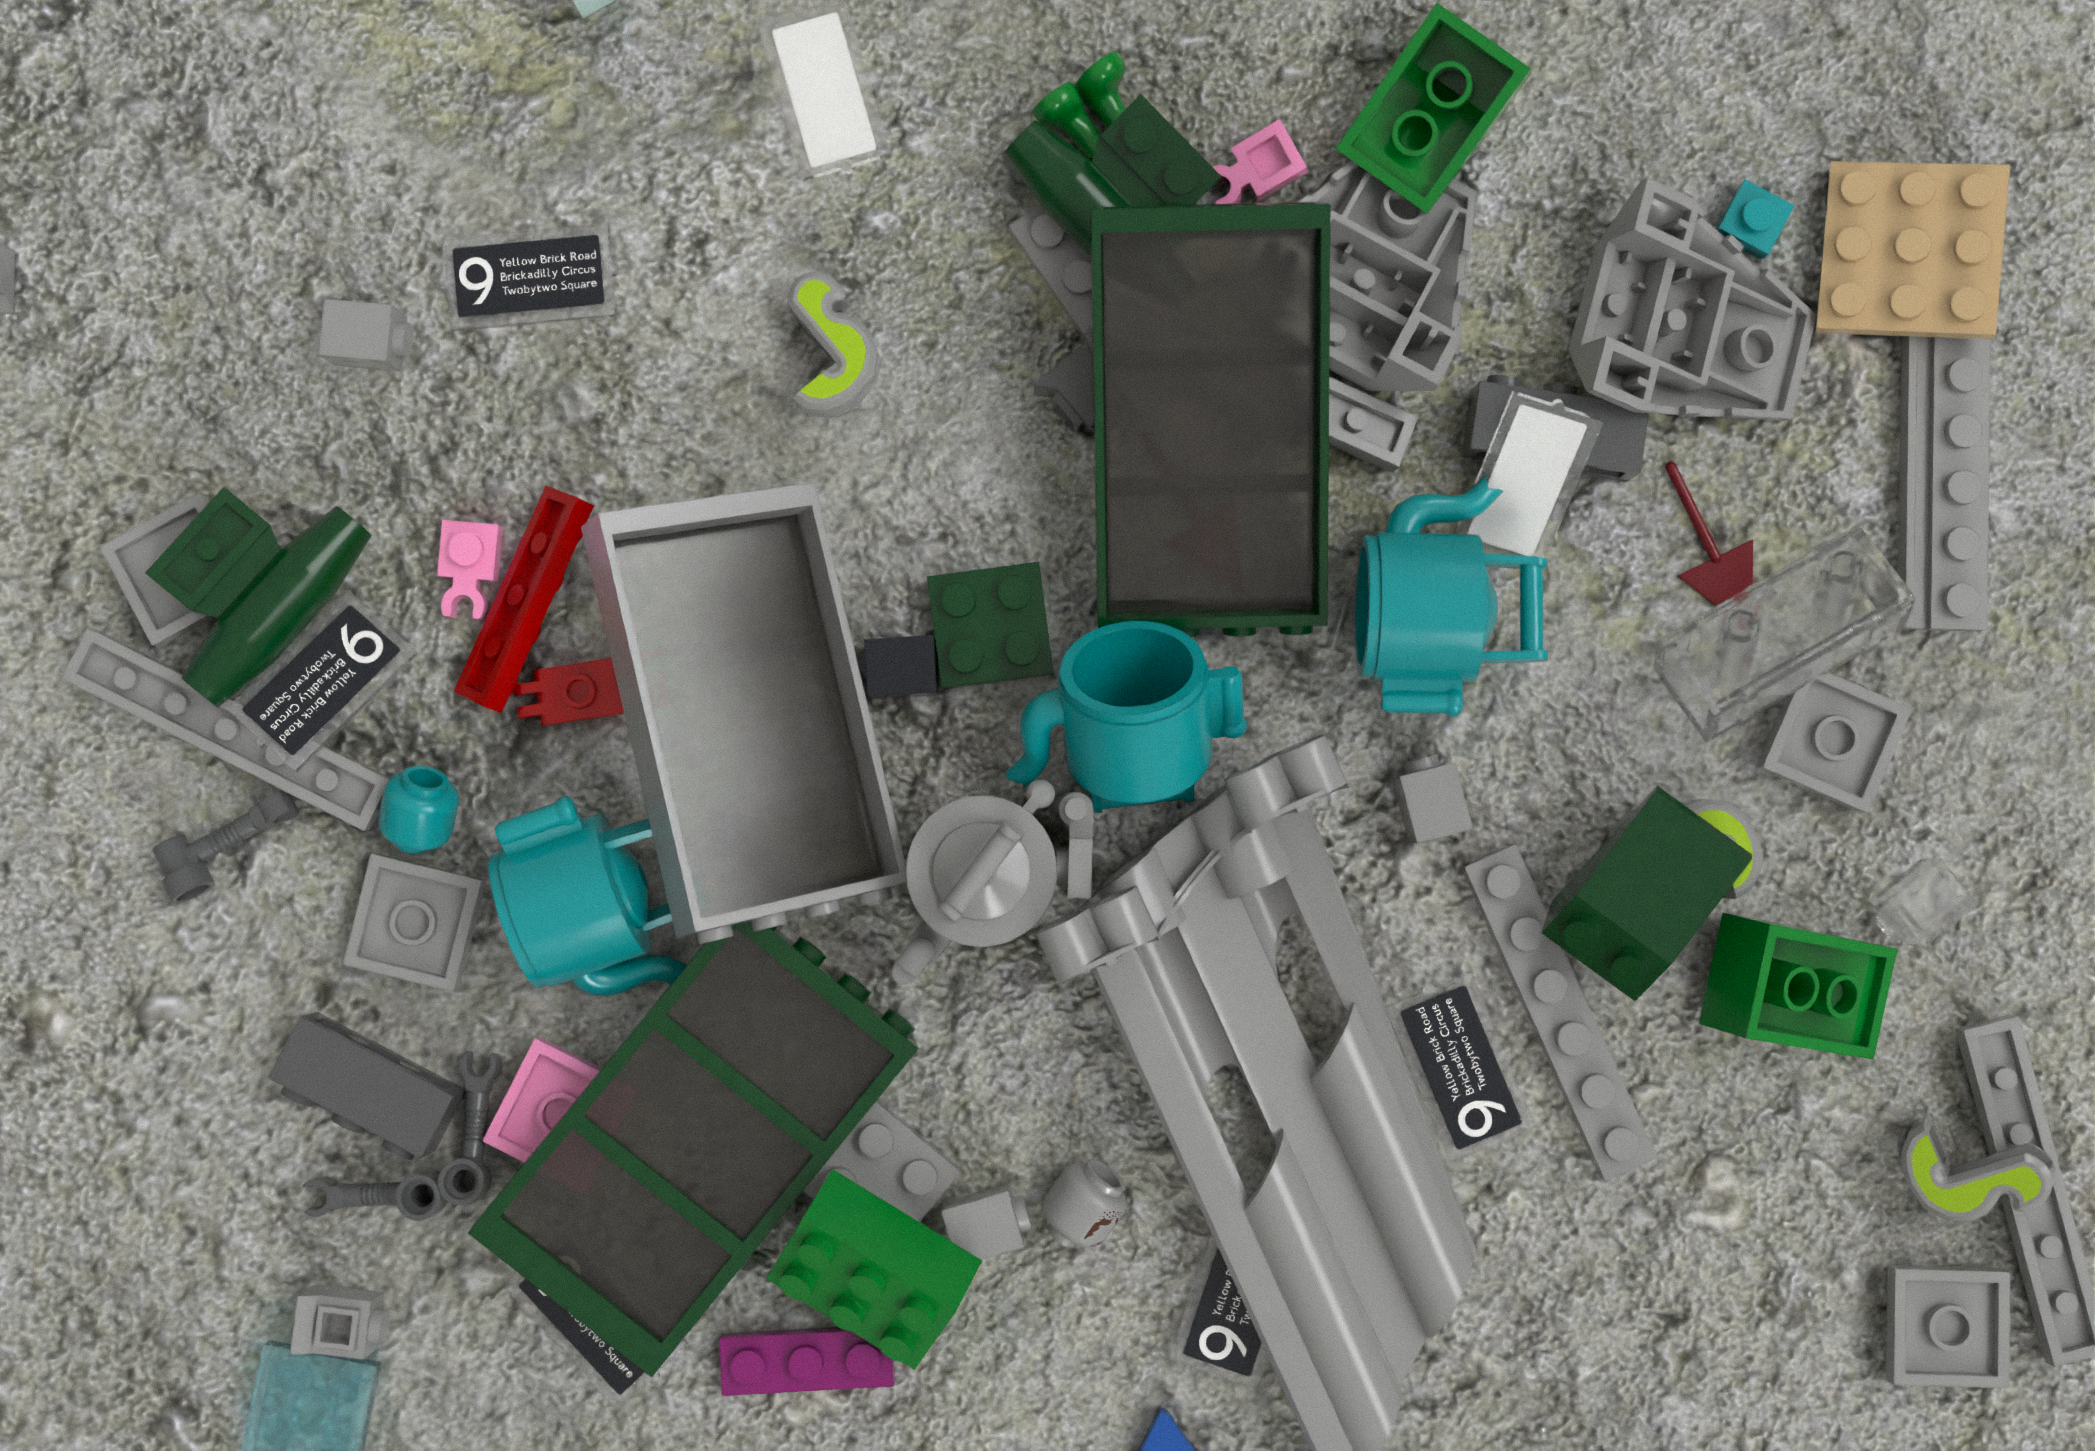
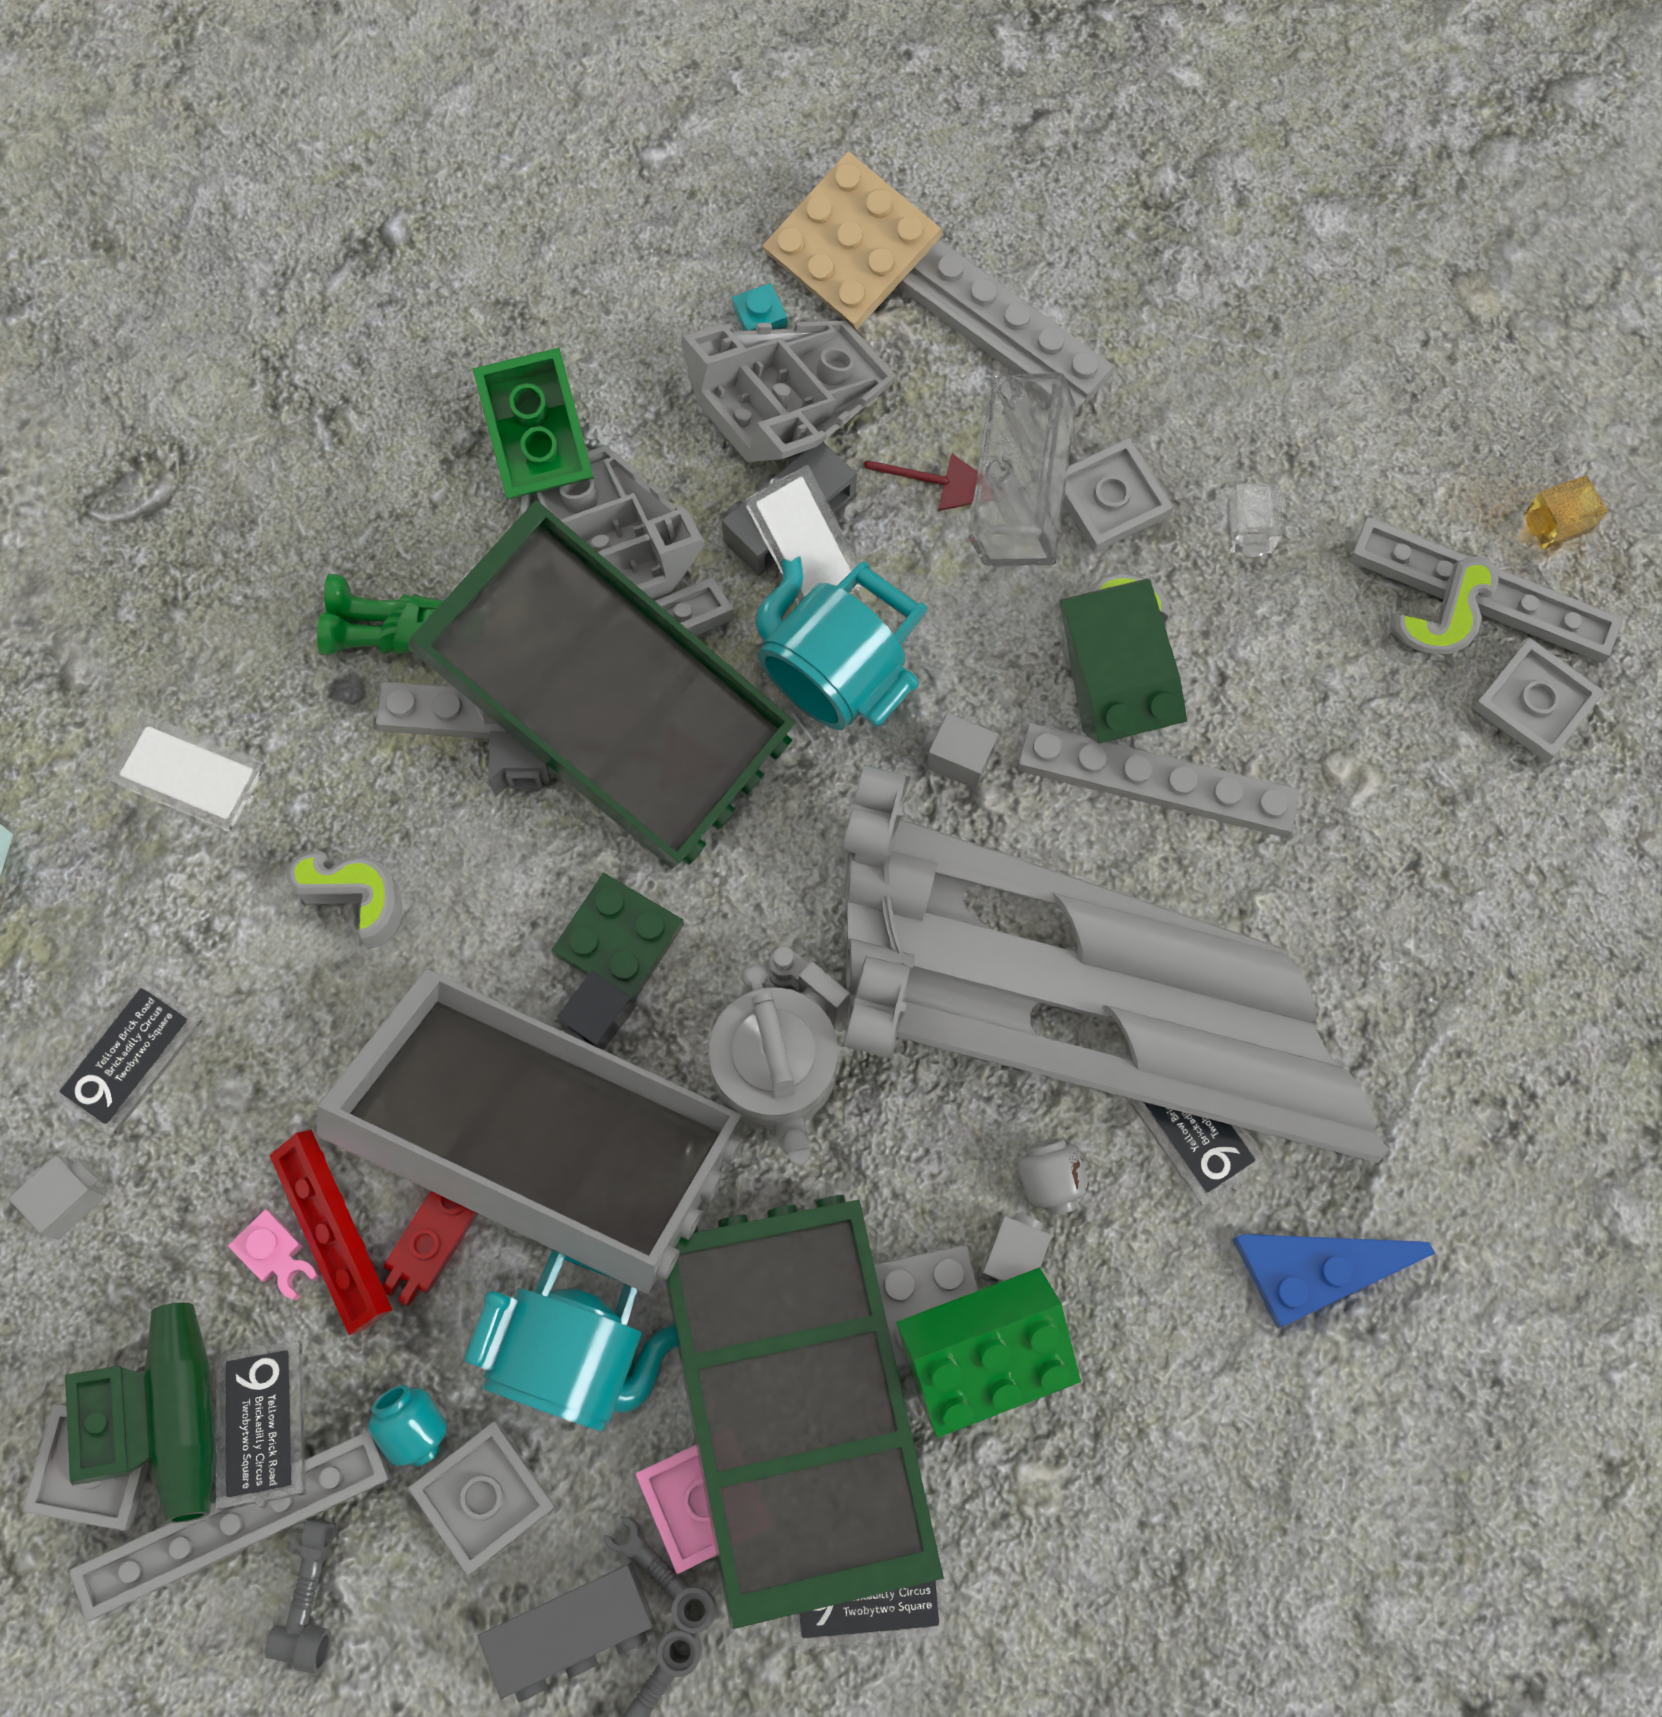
camera: 55 degrees left, 15 degrees down
(801, 1361) = (1015, 1465): magenta plate -> none
(1133, 715) = (753, 880): teal piece -> none
(1134, 164) = (399, 606): dark green plate -> none
(1264, 163) = (472, 542): bright pink plate -> none
(1460, 1067) = (1149, 865): piece -> none
(1797, 987) = (1250, 627): green slope -> none

